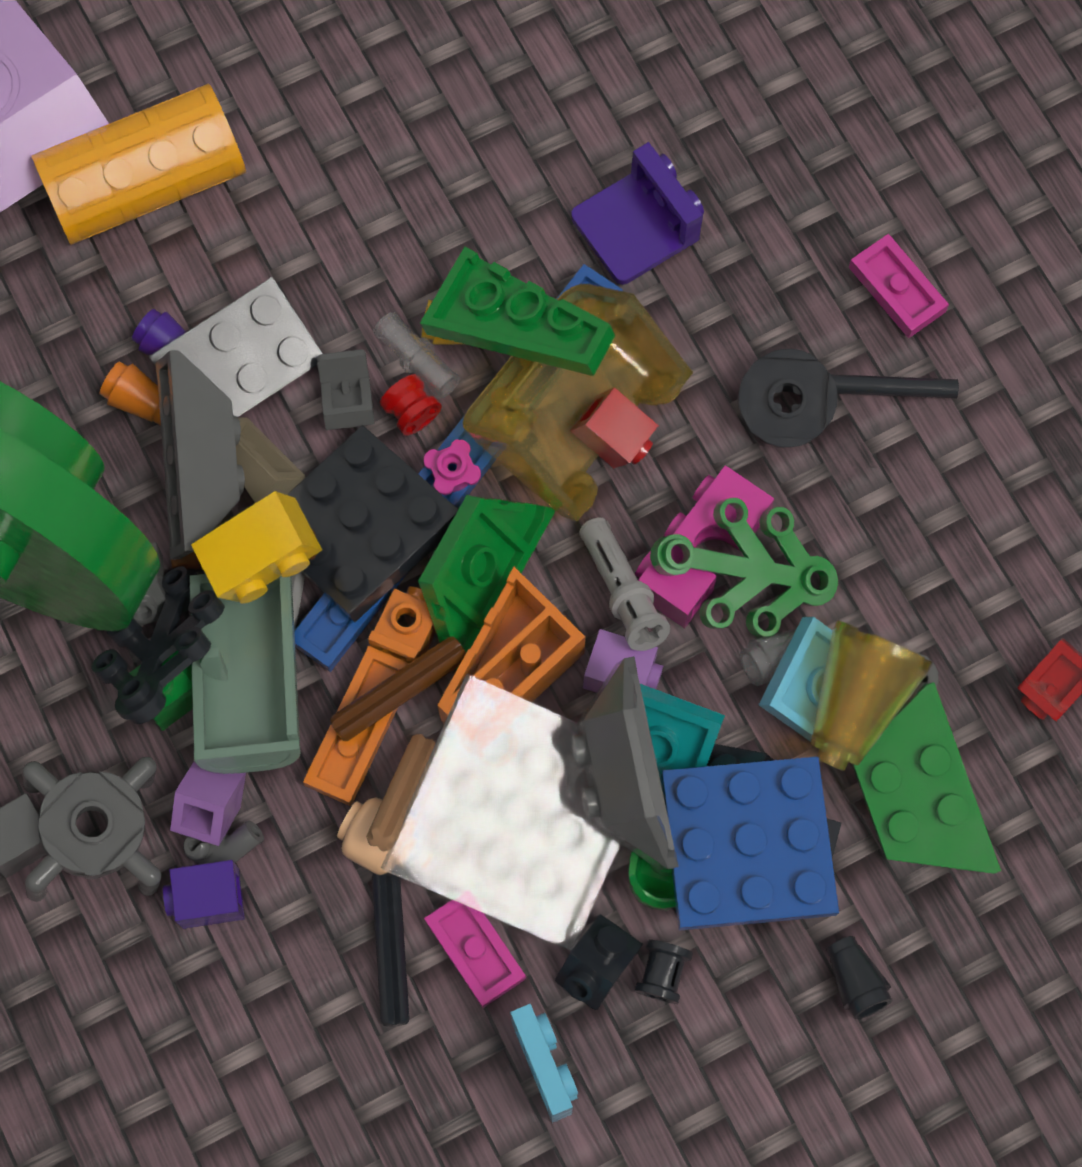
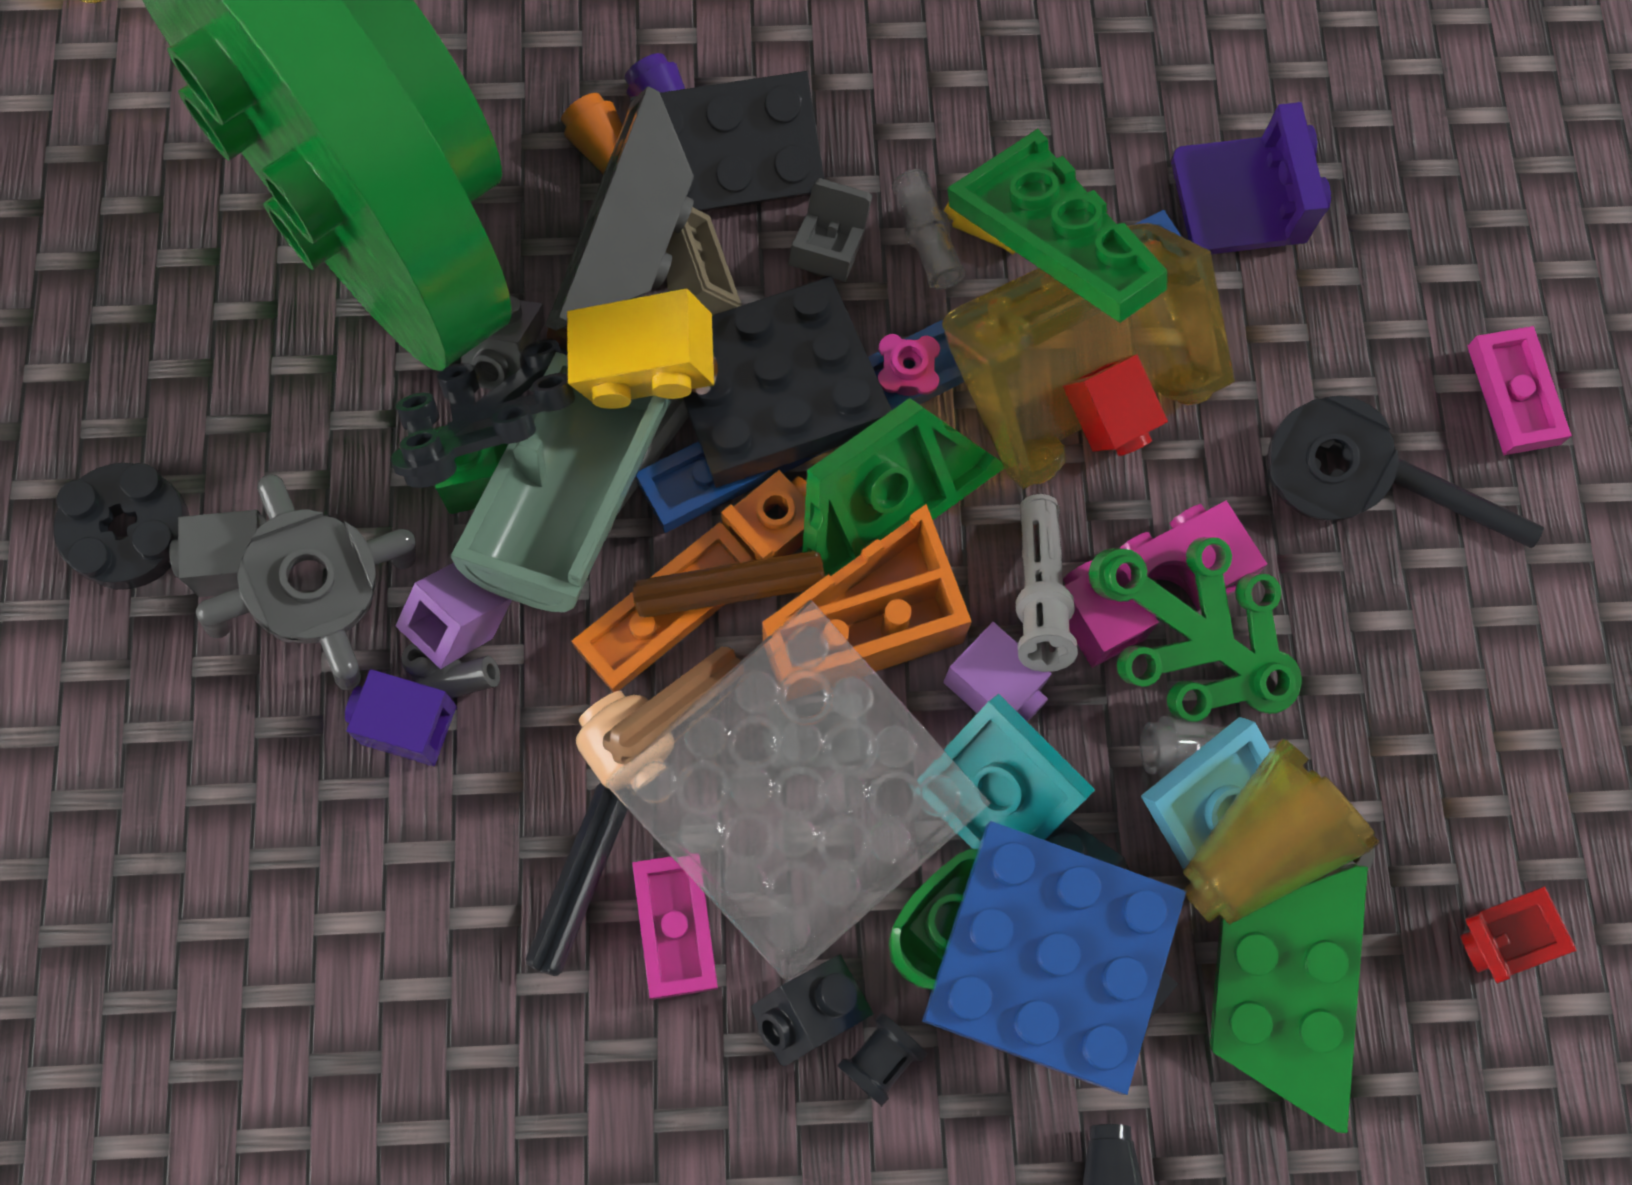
camera: 20 degrees right, 0 degrees up
(410, 404) = (895, 278): red wheel -> none
(537, 1041) = (685, 1137): medium azure plate -> none
(623, 770) = (943, 797): dark grey wedge -> none

